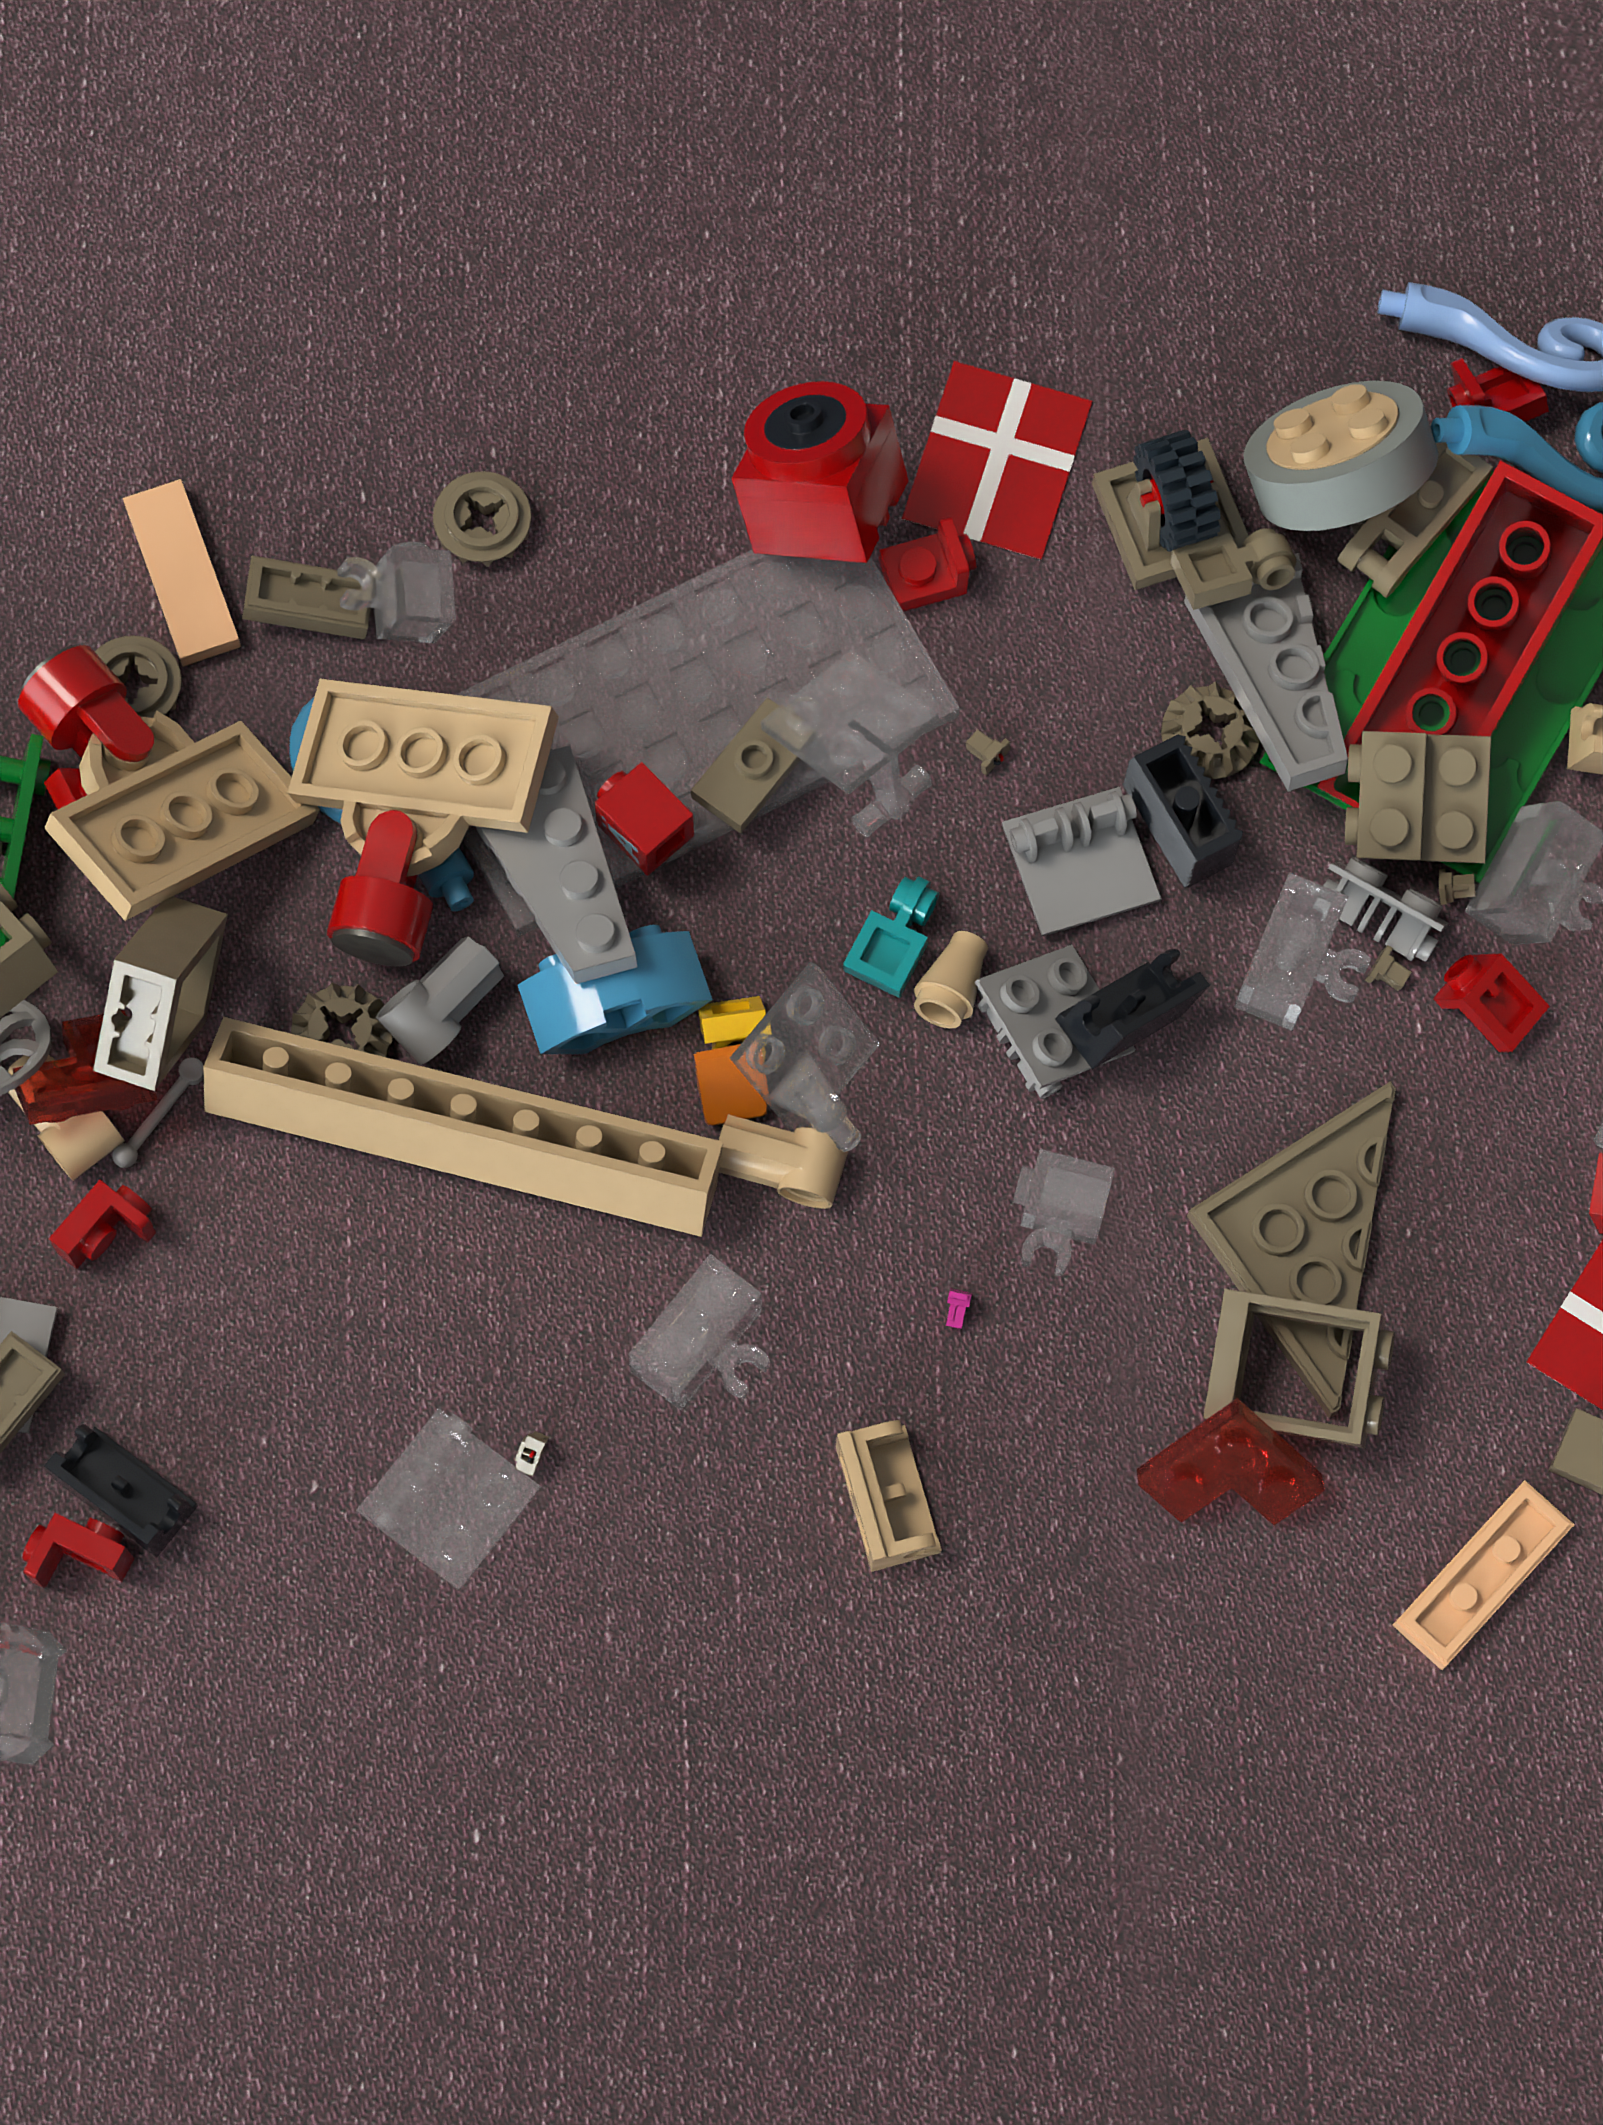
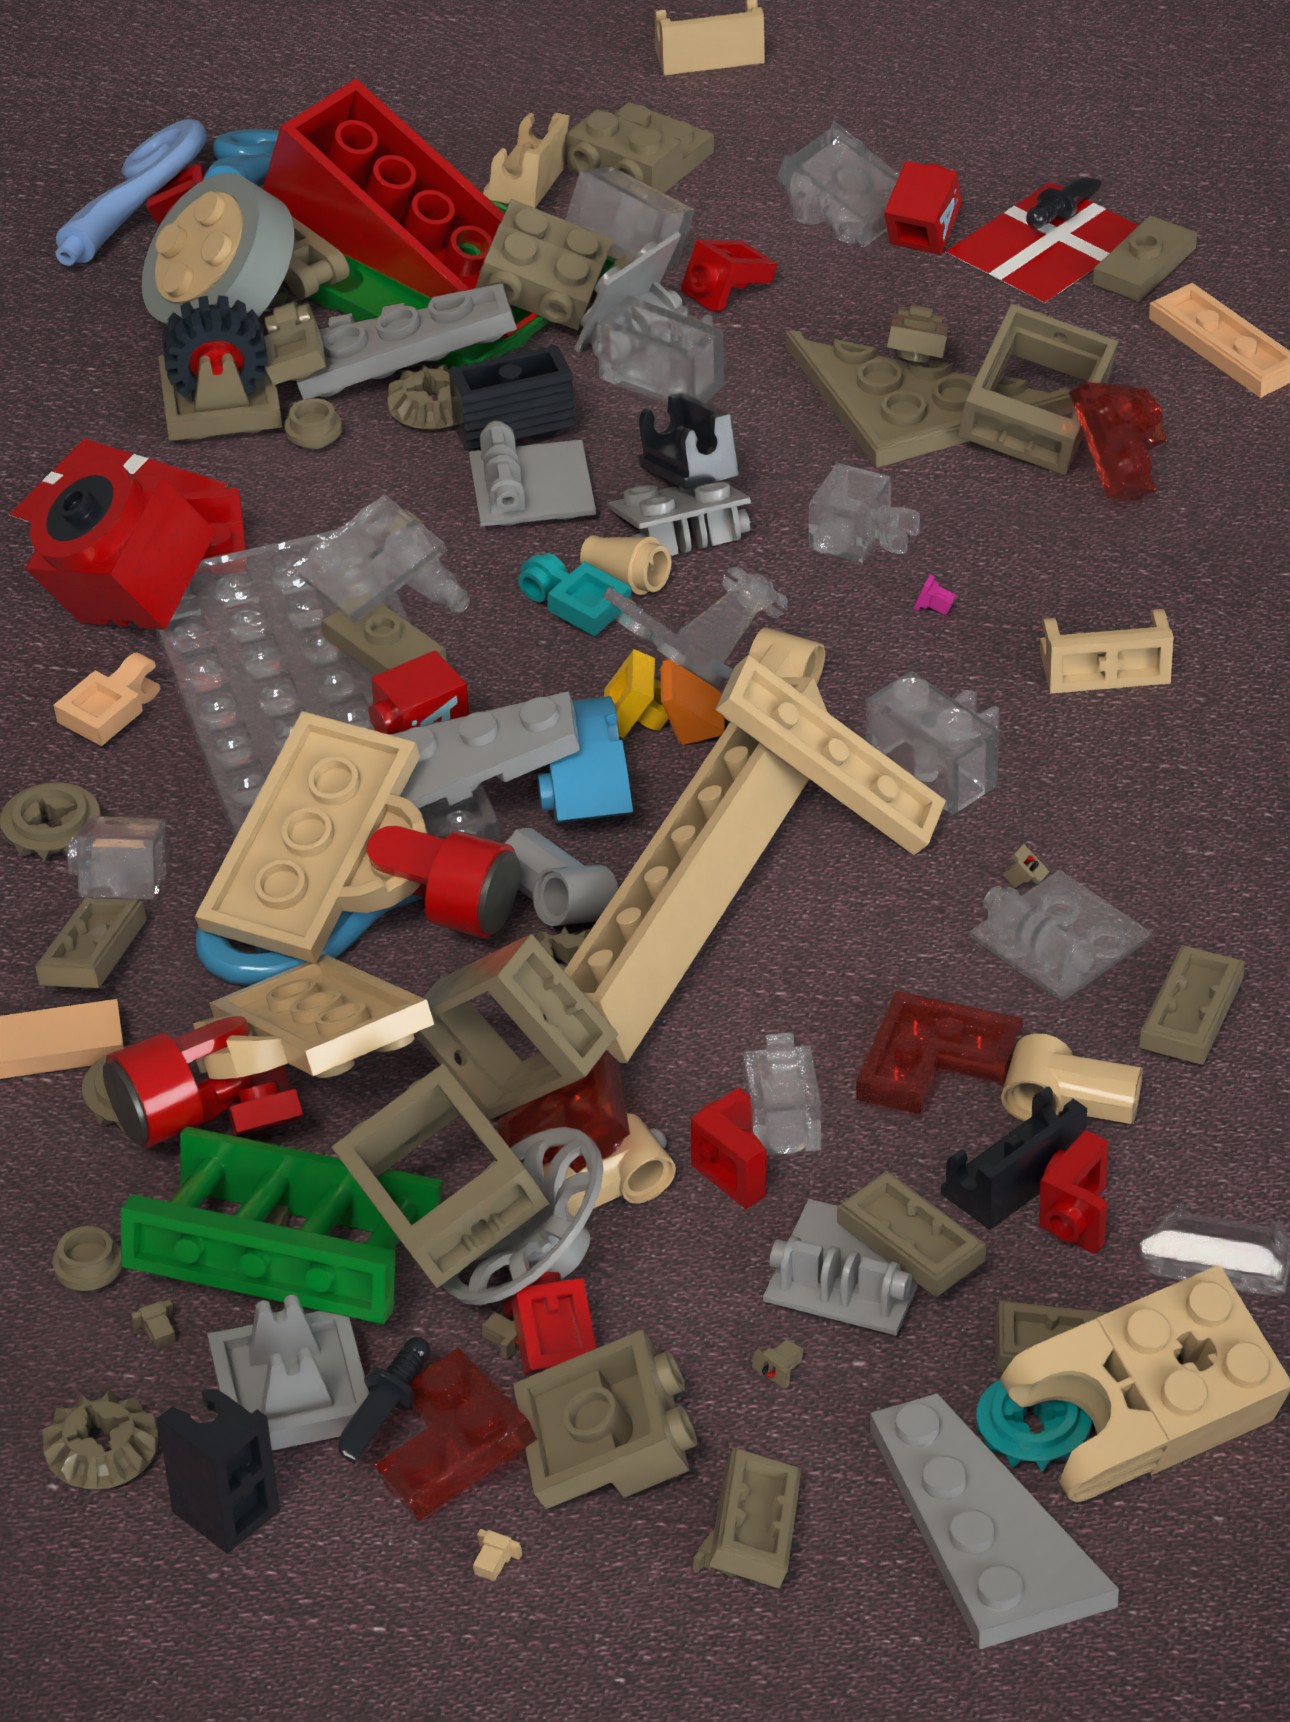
camera: 75 degrees left, 30 degrees down
(164, 1262) = (783, 1096): none -> clear brick
(226, 1512) = (1044, 1060): none -> tan piece
(276, 1383) = (929, 1035): none -> clear red plate
(355, 1637) = (1192, 1004): none -> dark tan plate
(602, 1229) = (831, 755): none -> tan plate
(651, 522) = (106, 704): none -> light nougat plate
(1136, 621) = (312, 424): none -> dark tan plate
(1390, 1223) = (917, 334): none -> dark tan plate

